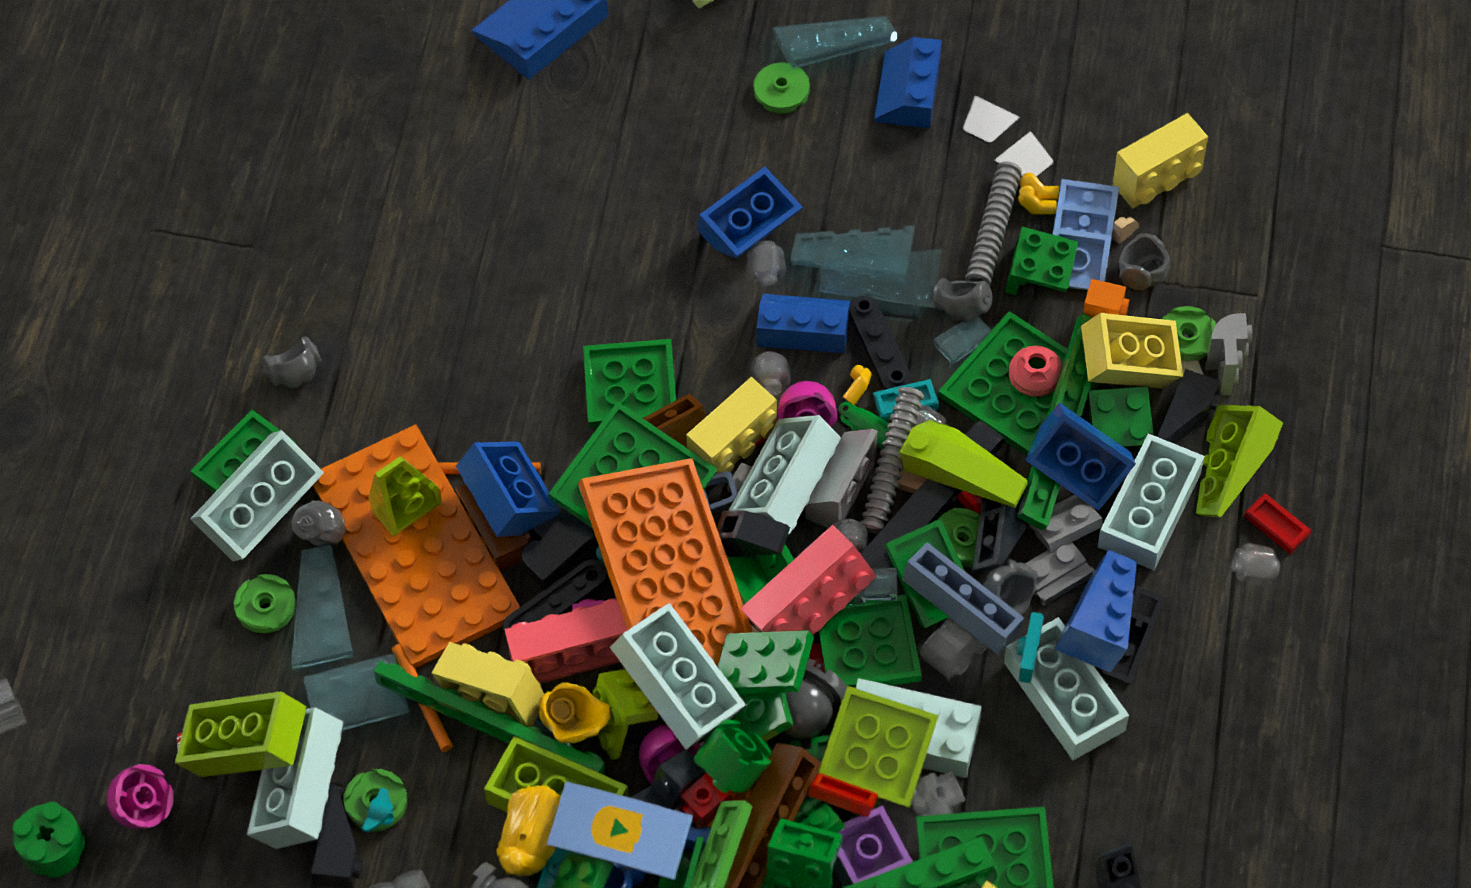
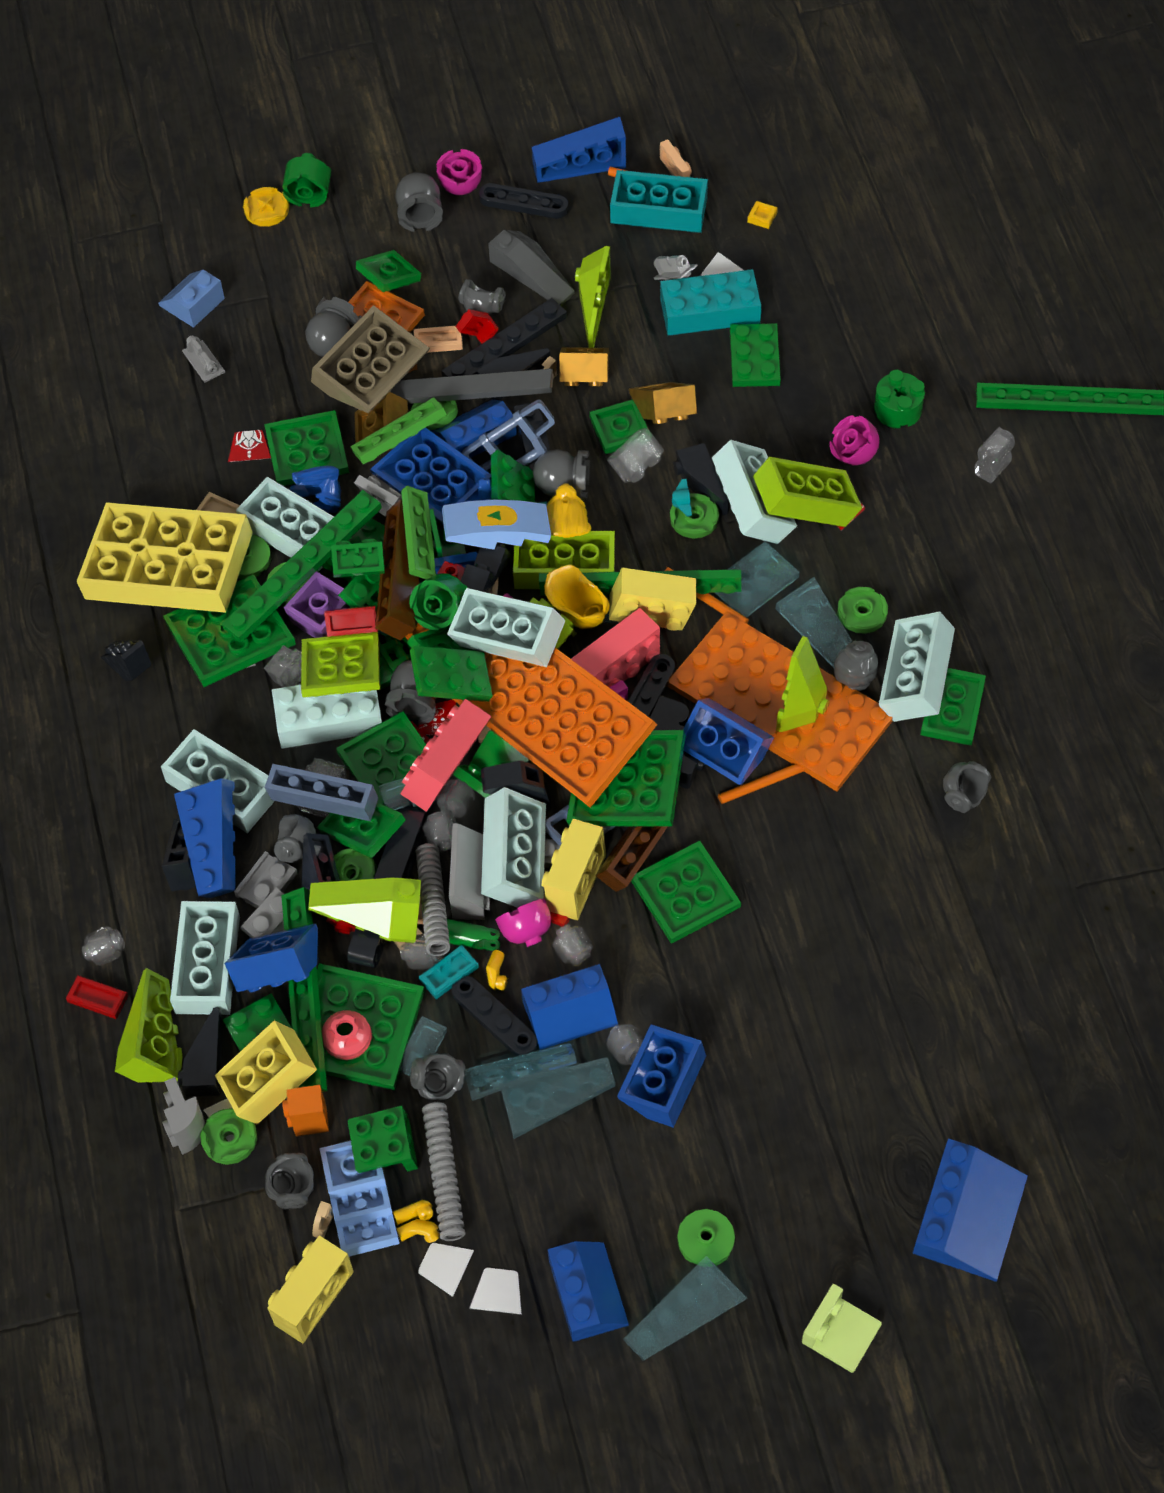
camera: 155 degrees right, 0 degrees up
(1029, 646) = (253, 773): teal plate -> none

